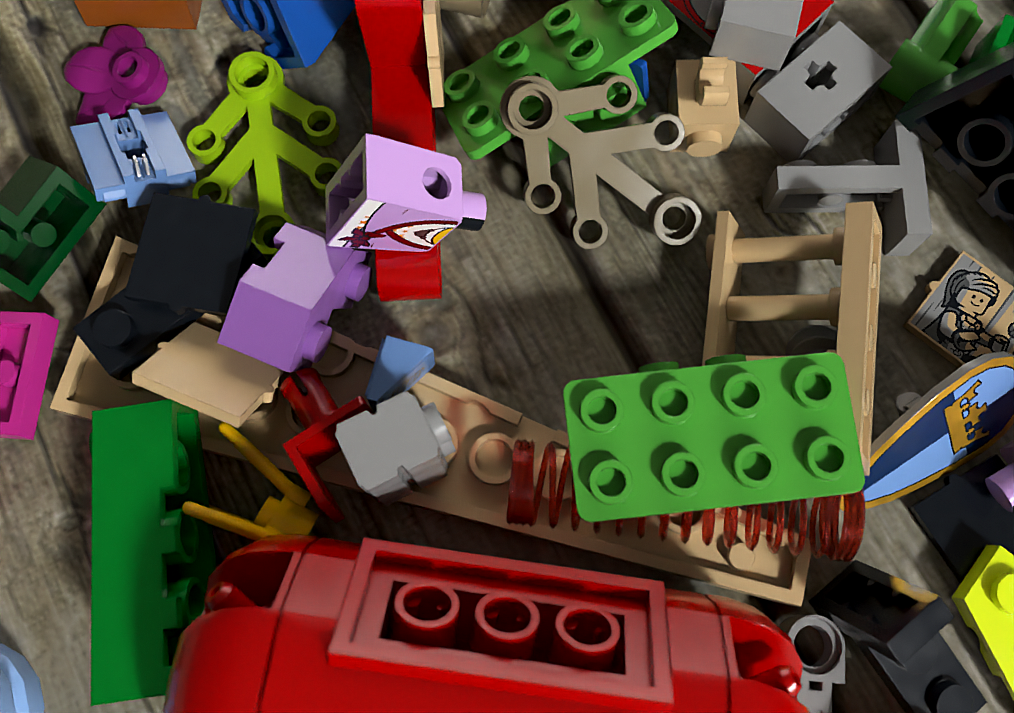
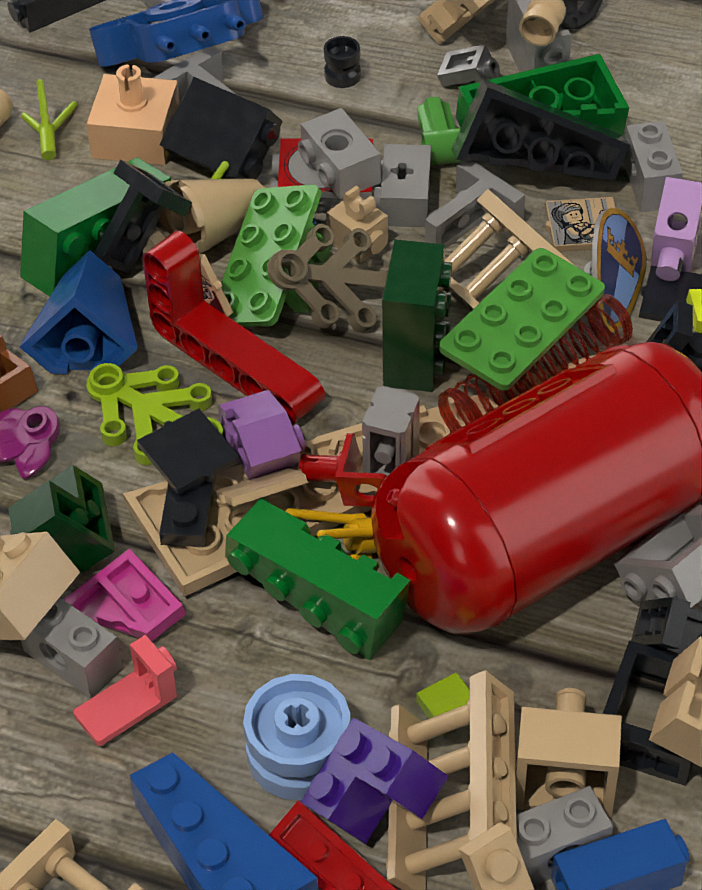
camera: 45 degrees left, 25 degrees down
(132, 157) = (90, 452): medium blue piece -> none
(397, 369) = (345, 417): medium blue slope -> none
(398, 198) = (270, 345): lavender torso -> none
(608, 292) = (414, 315): none -> dark green brick

